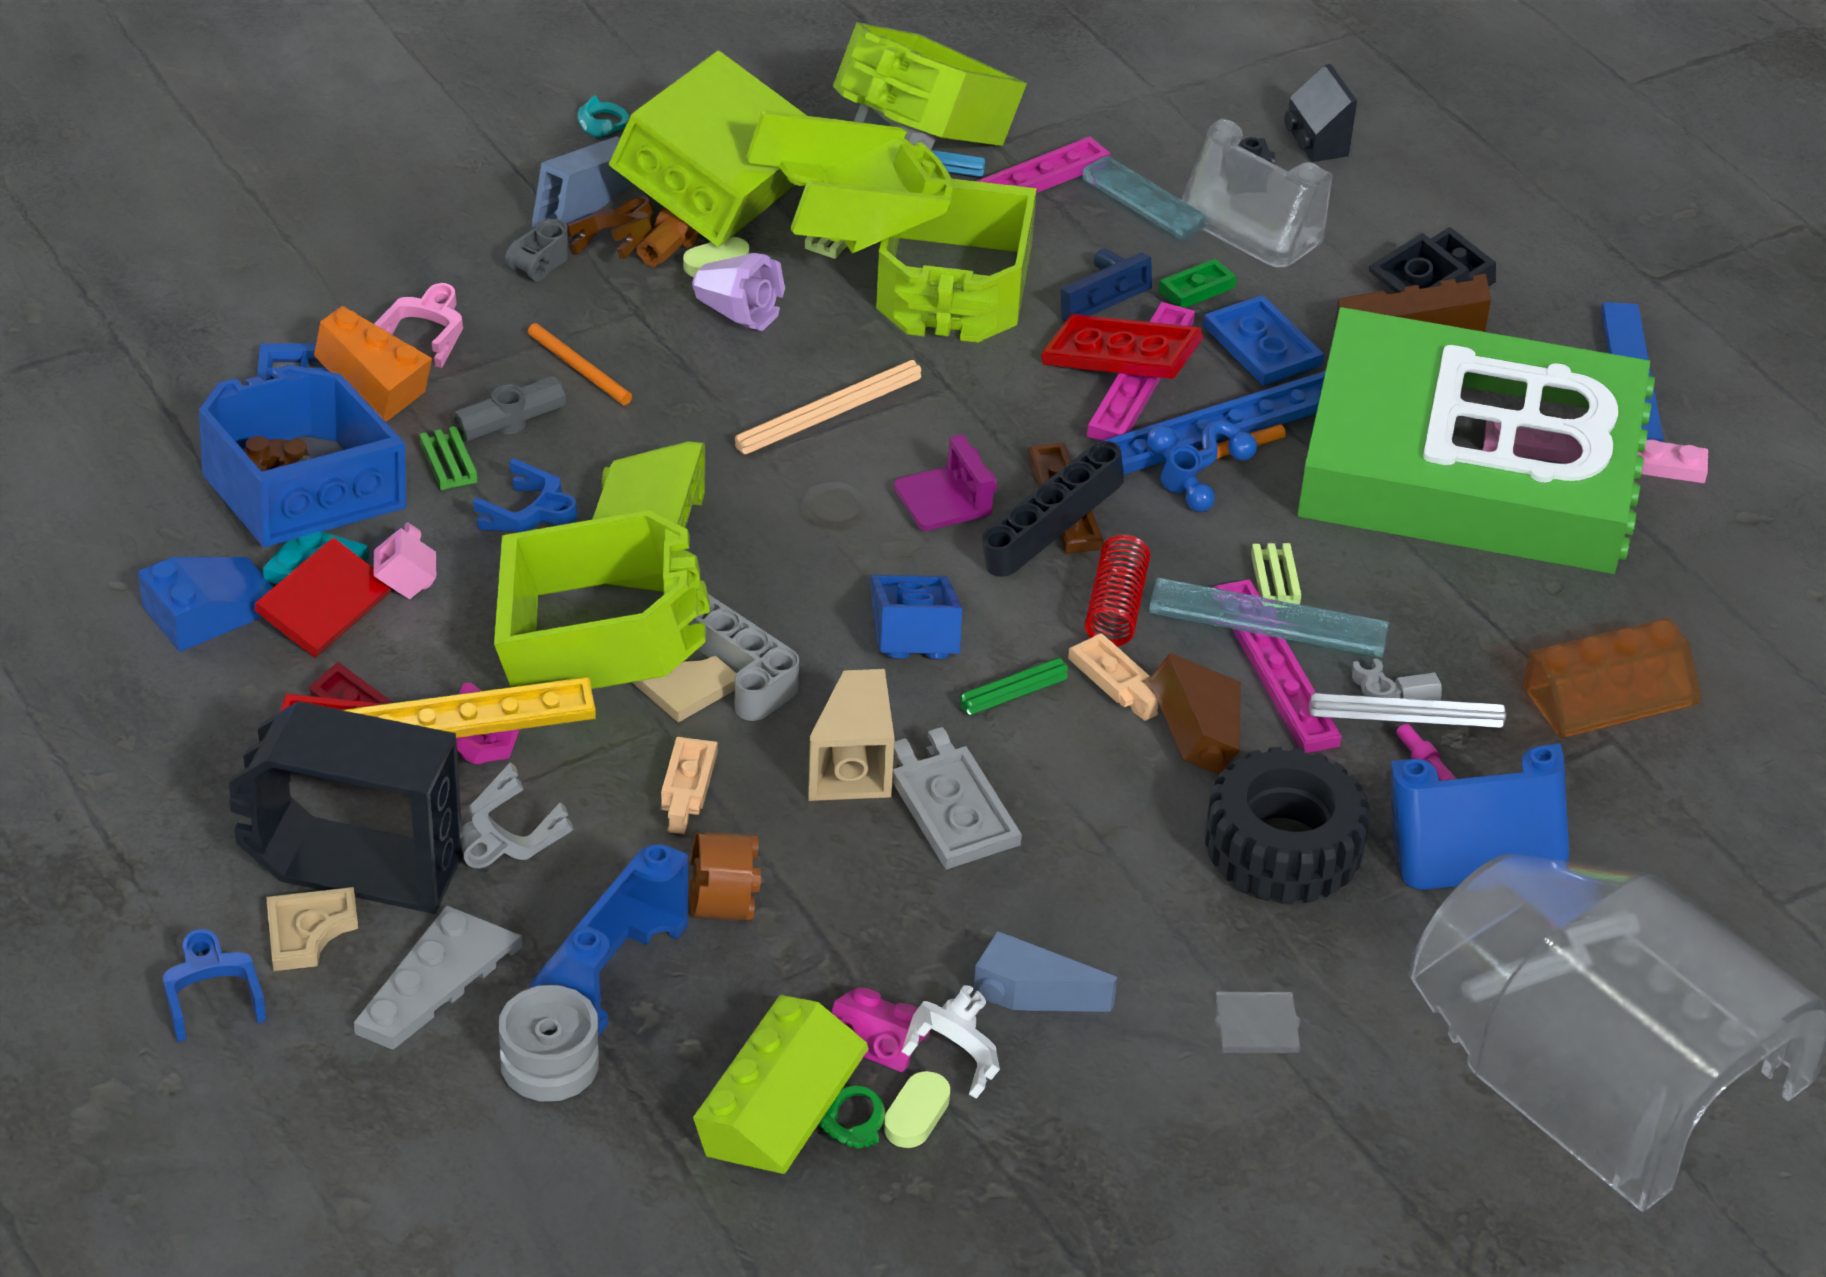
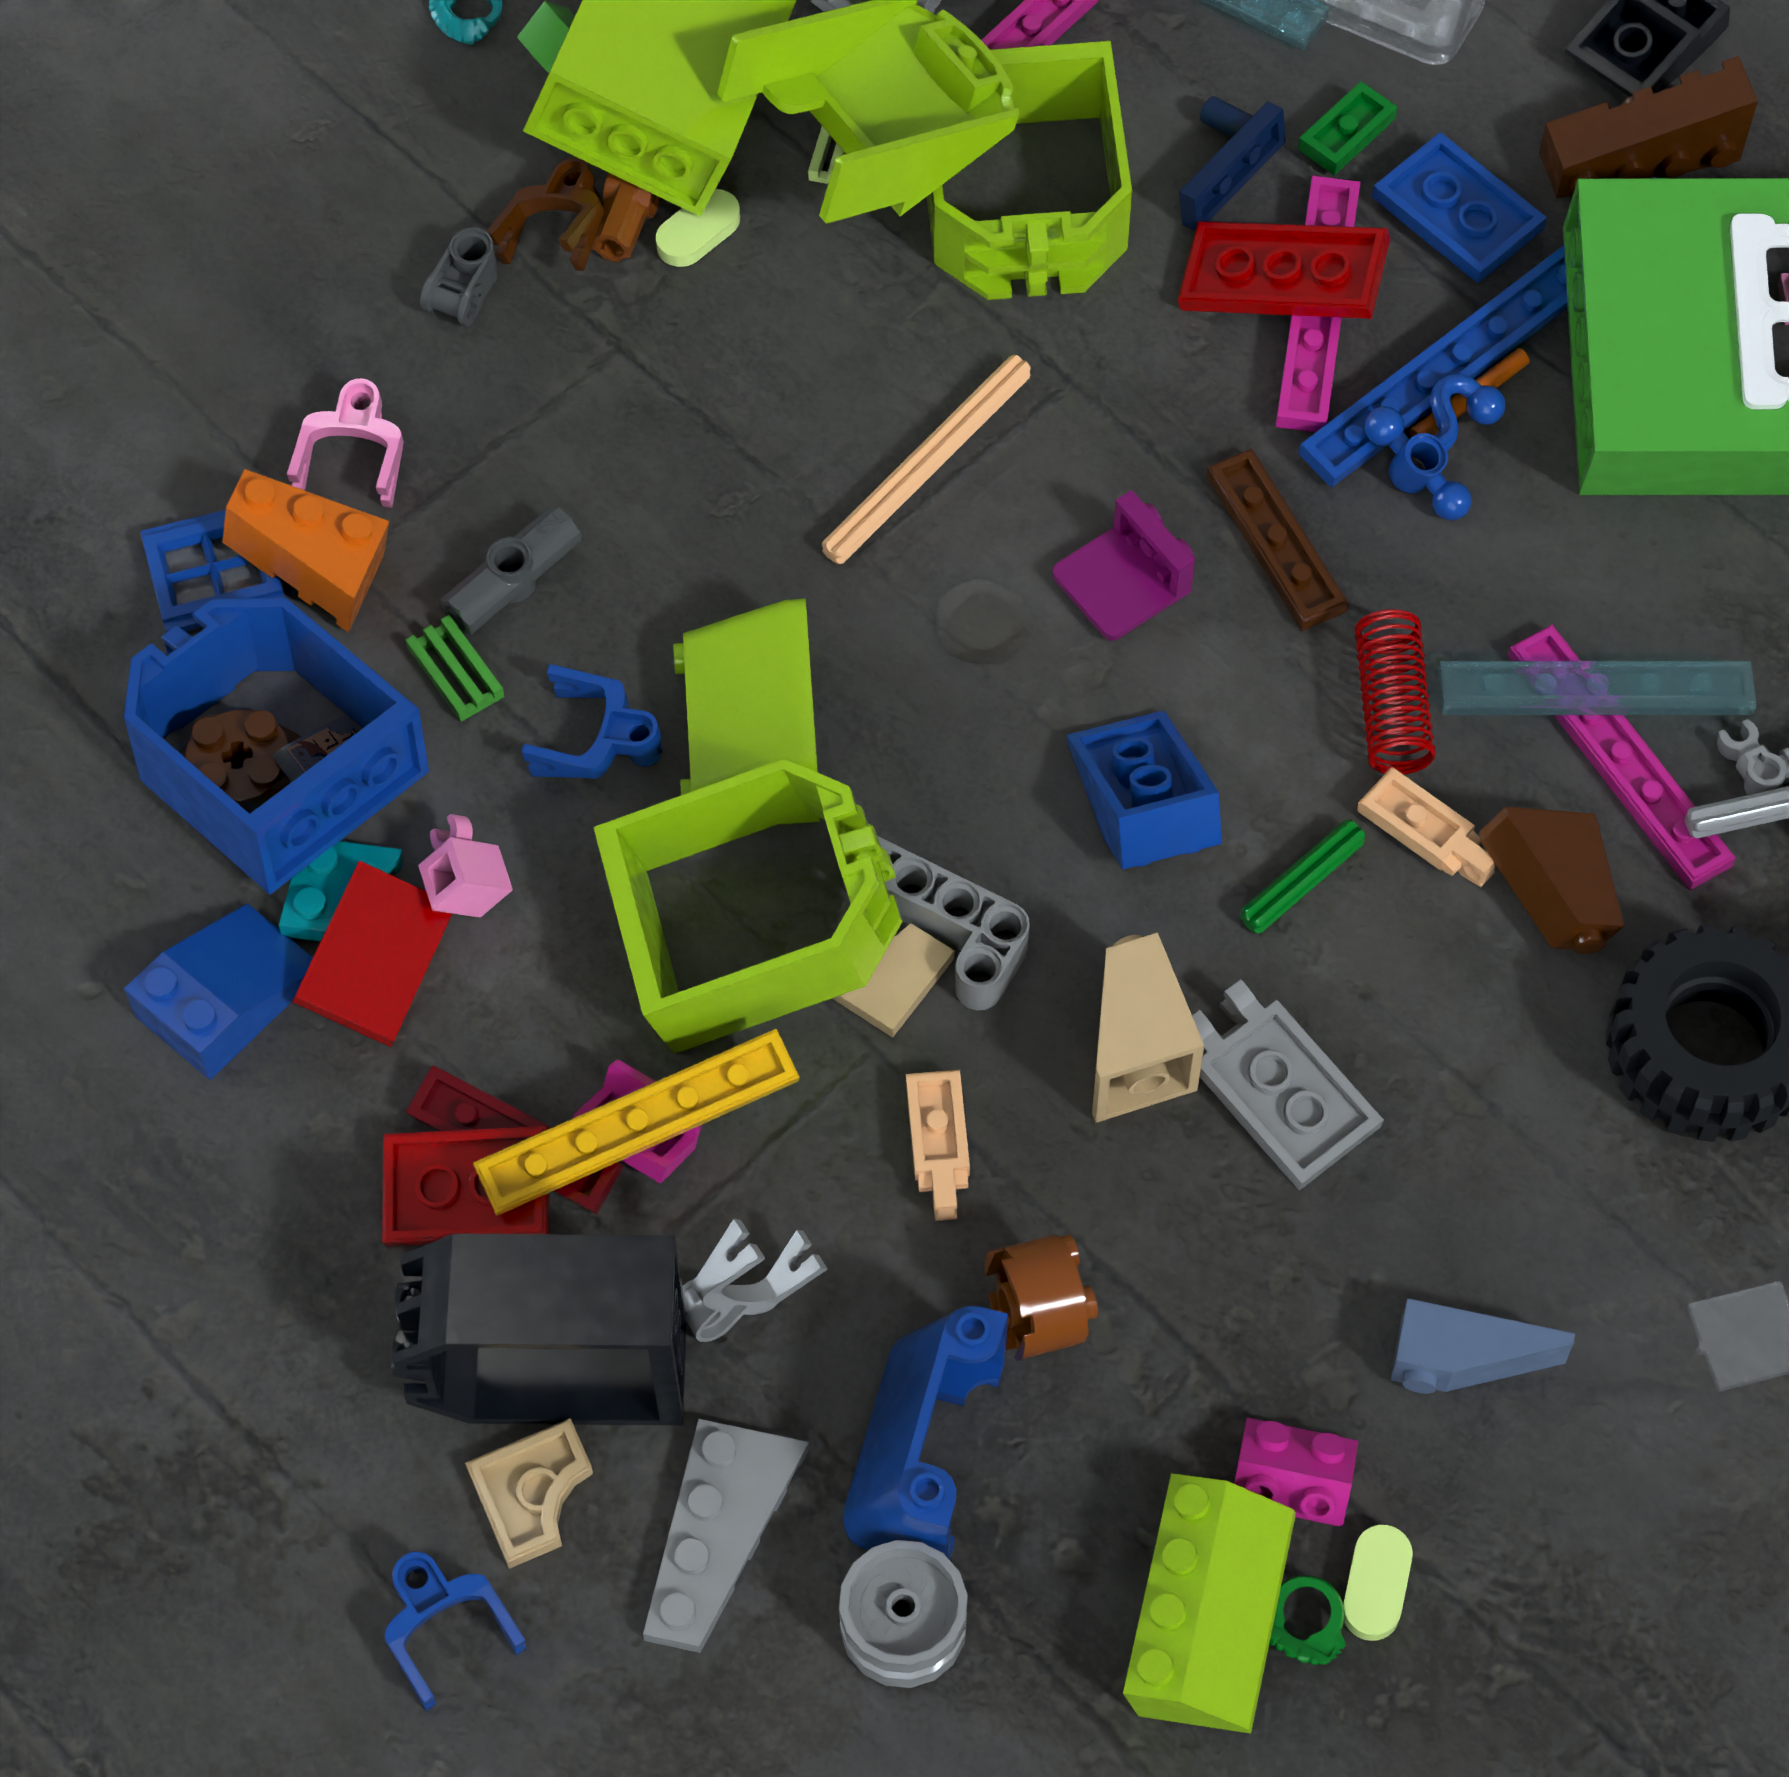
camera: 10 degrees left, 20 degrees up
(578, 183) = (483, 147): sand blue slope -> none
(579, 364) = (575, 461): orange bar -> none
(742, 288) = (754, 291): lavender cone -> none
(957, 1023) = (1390, 1444): white piece -> none
(1053, 508) = (1277, 598): black beam -> none
(1274, 555) = (1568, 569): yellowish green tile -> none

